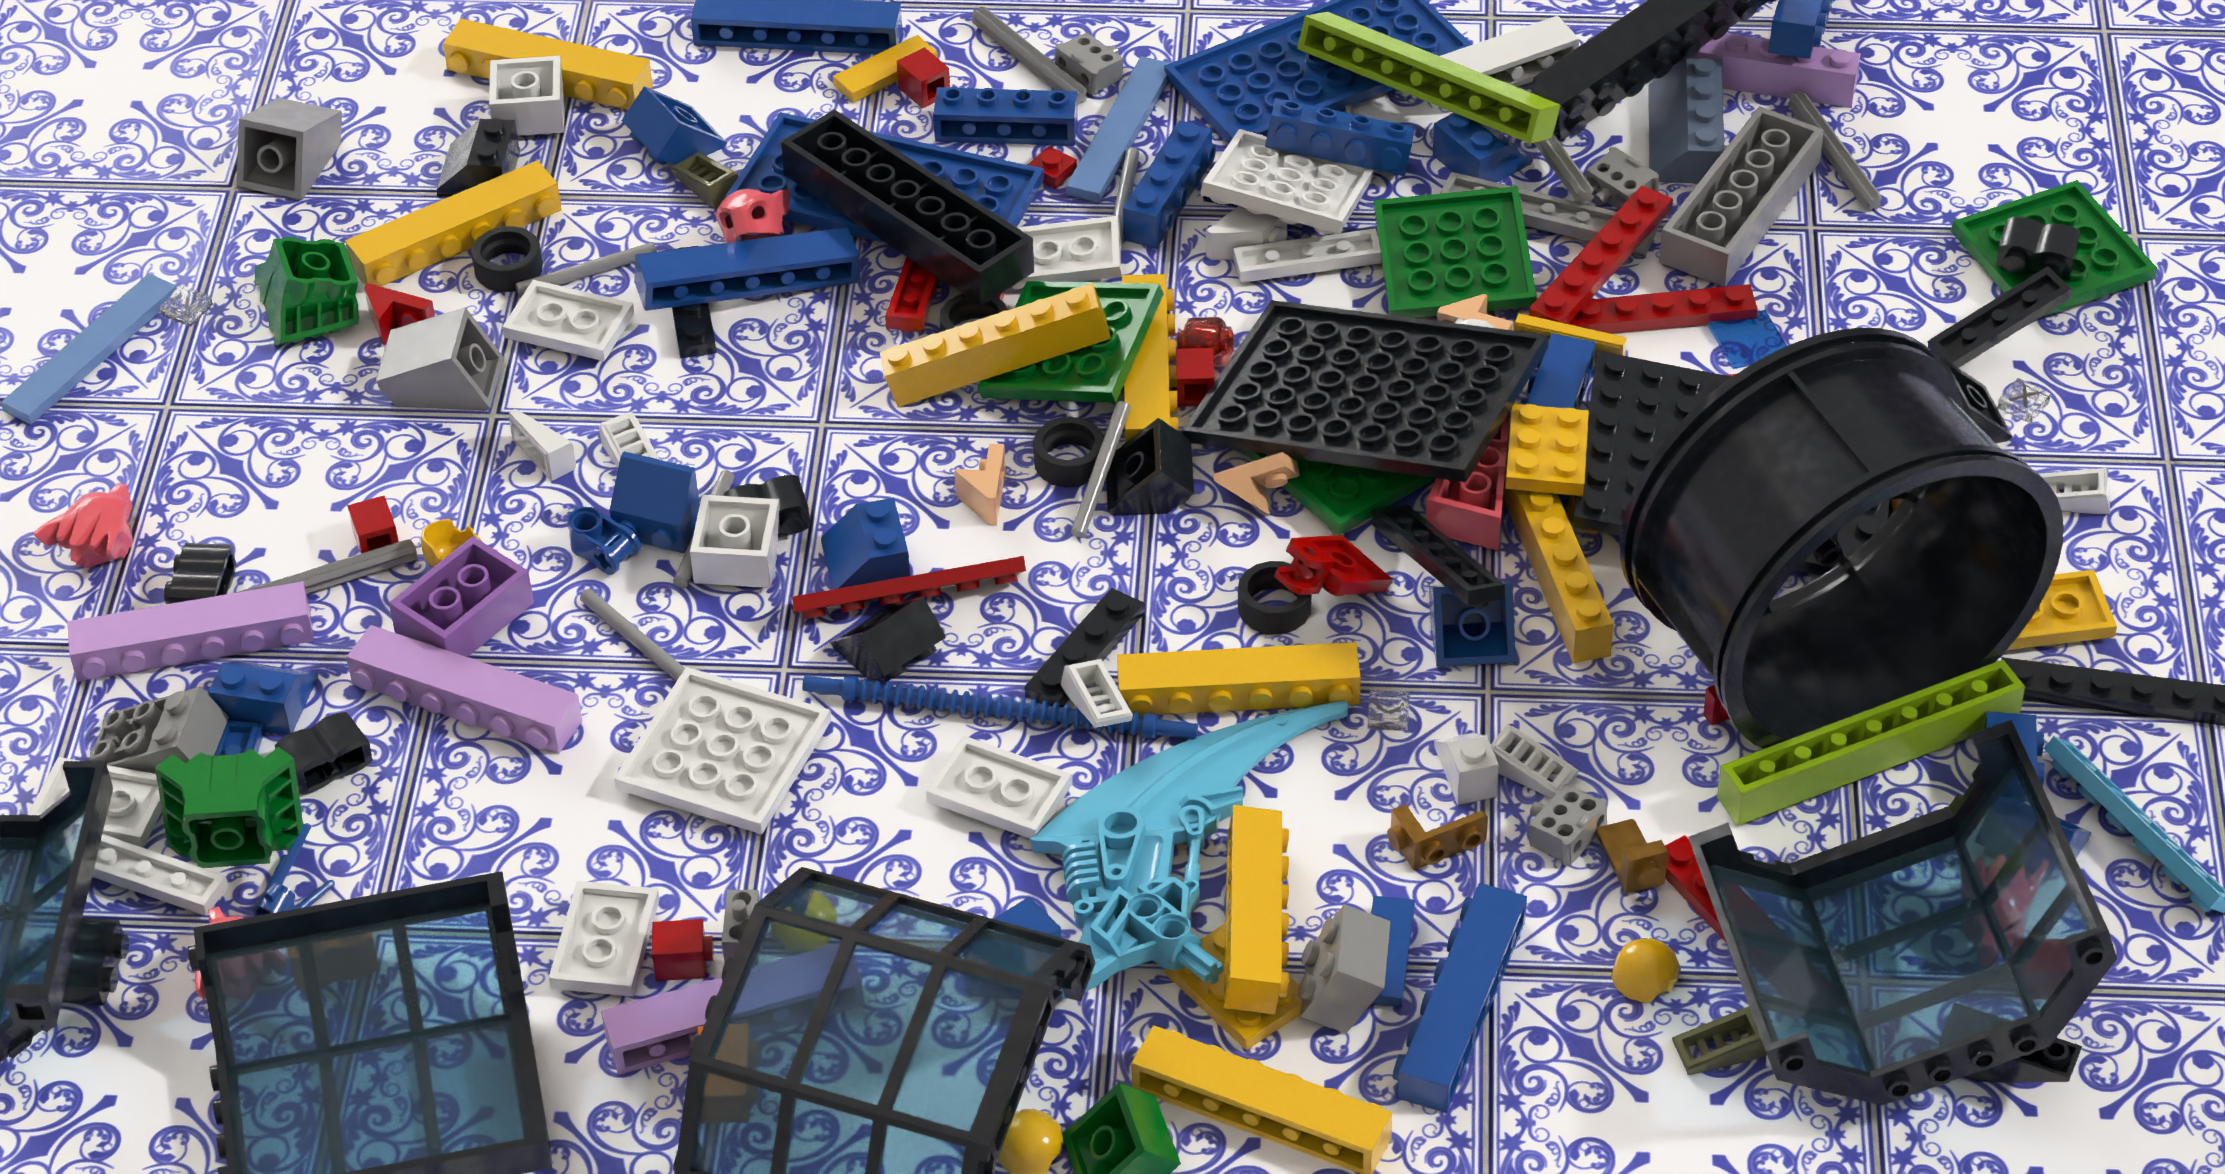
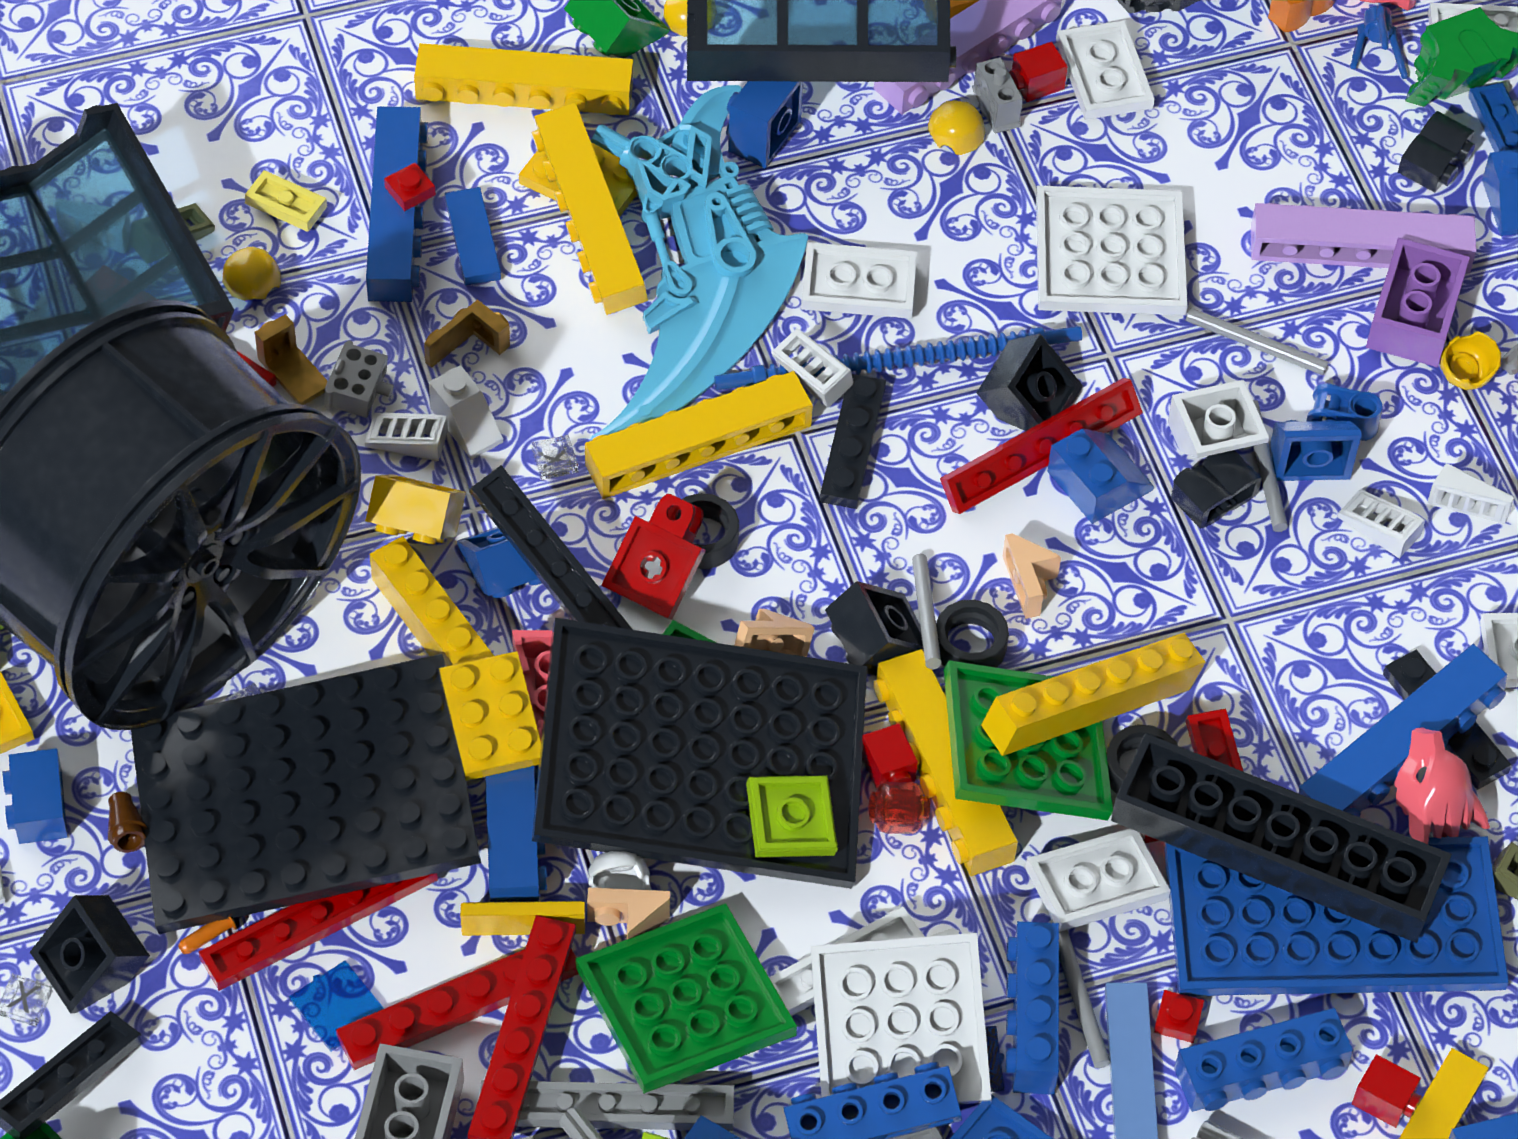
camera: 155 degrees right, 10 degrees up
(1308, 332) = (791, 816): none -> lime tile
(1344, 968) = (494, 169): light grey brick -> none
(1445, 971) = (409, 186): none -> red plate
(1552, 655) = (416, 507): none -> yellow brick
(1584, 1036) = (285, 201): none -> light yellow plate

